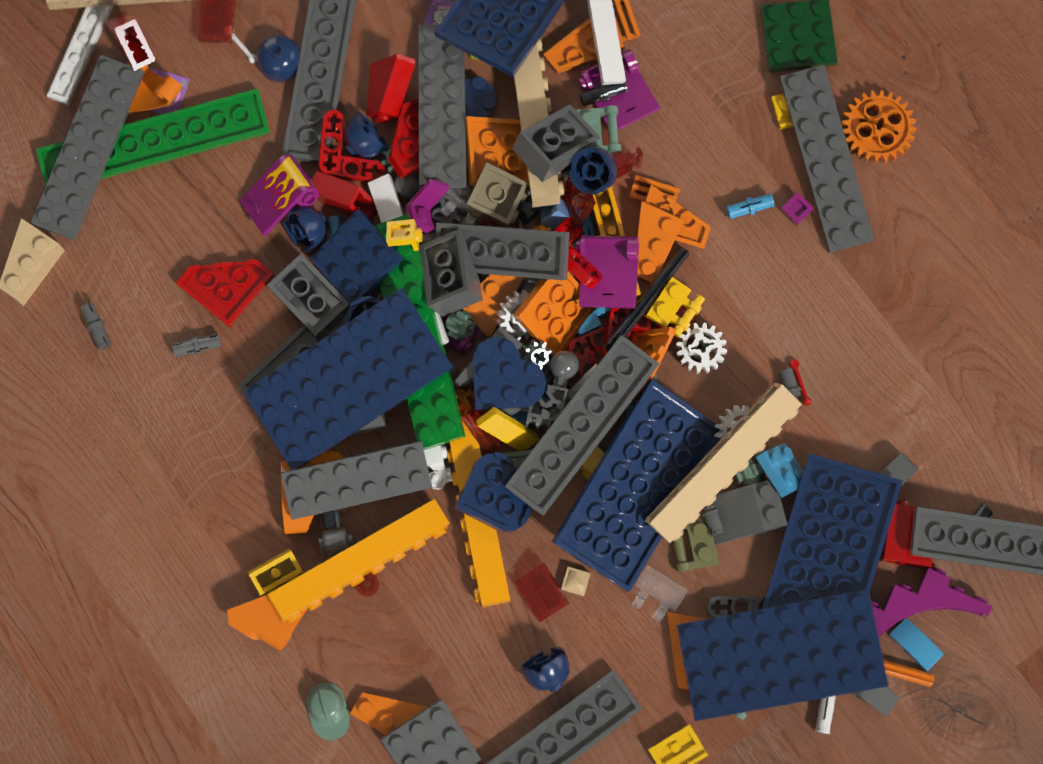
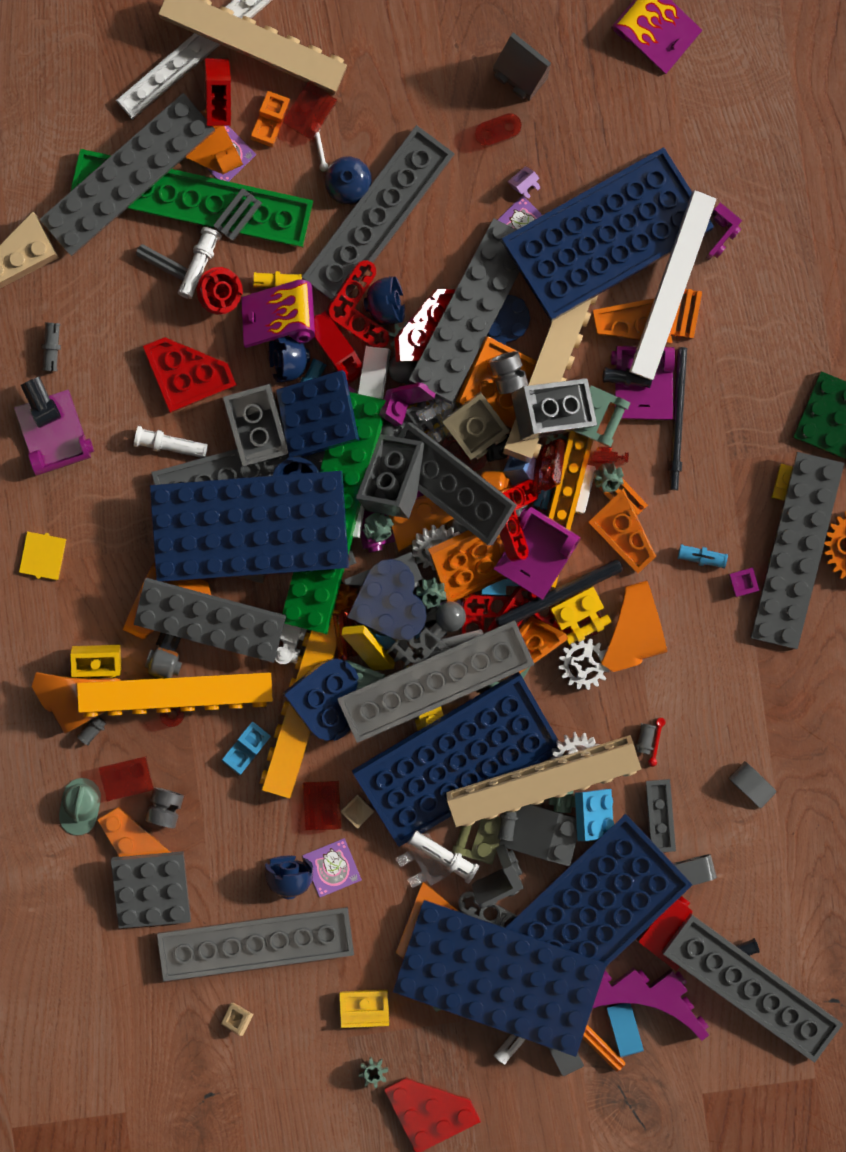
camera: 25 degrees right, 10 degrees up
(114, 378) = (42, 407): none -> black piece
(135, 397) = (58, 442): none -> magenta door
(163, 206) = (161, 262): none -> dark grey axle
(180, 508) = (42, 555): none -> yellow piece
(186, 43) = (270, 119): none -> orange slope
(187, 179) = (202, 253): none -> white pin
(195, 151) = (249, 198): none -> dark grey tile
(196, 345) = (132, 413): dark grey pin -> none
(216, 201) = (219, 290): none -> red cone
(231, 356) = (158, 441): none -> white pin
(256, 172) = (275, 279): none -> yellow pin
(303, 636) = (91, 730): none -> dark grey pin
(356, 662) = (126, 778): none -> clear red plate
(388, 86) = (432, 266): red slope -> none
(404, 233) = (370, 418): yellow bracket -> none
(404, 669) = (164, 807): none -> flat silver wheel
(448, 579) = (246, 748): none -> dark azure slope
(500, 135) = (508, 372): none -> flat silver wheel
(582, 643) = (333, 867): none -> sticker
(593, 170) = (573, 454): dark blue cylinder -> none
(623, 212) = (585, 489): none -> white tile
(633, 180) = (608, 477): none -> sand green gear
(656, 237) = (598, 541): orange wing -> none
(681, 577) = (454, 862): none -> white pin
(684, 144) = (675, 464): none -> black bar
(731, 295) = (637, 630): none -> orange panel
(737, 572) = (500, 883): none -> dark grey bracket
(839, 439) = (660, 814): none -> dark grey plate
(900, 371) = (752, 784): none -> dark grey panel

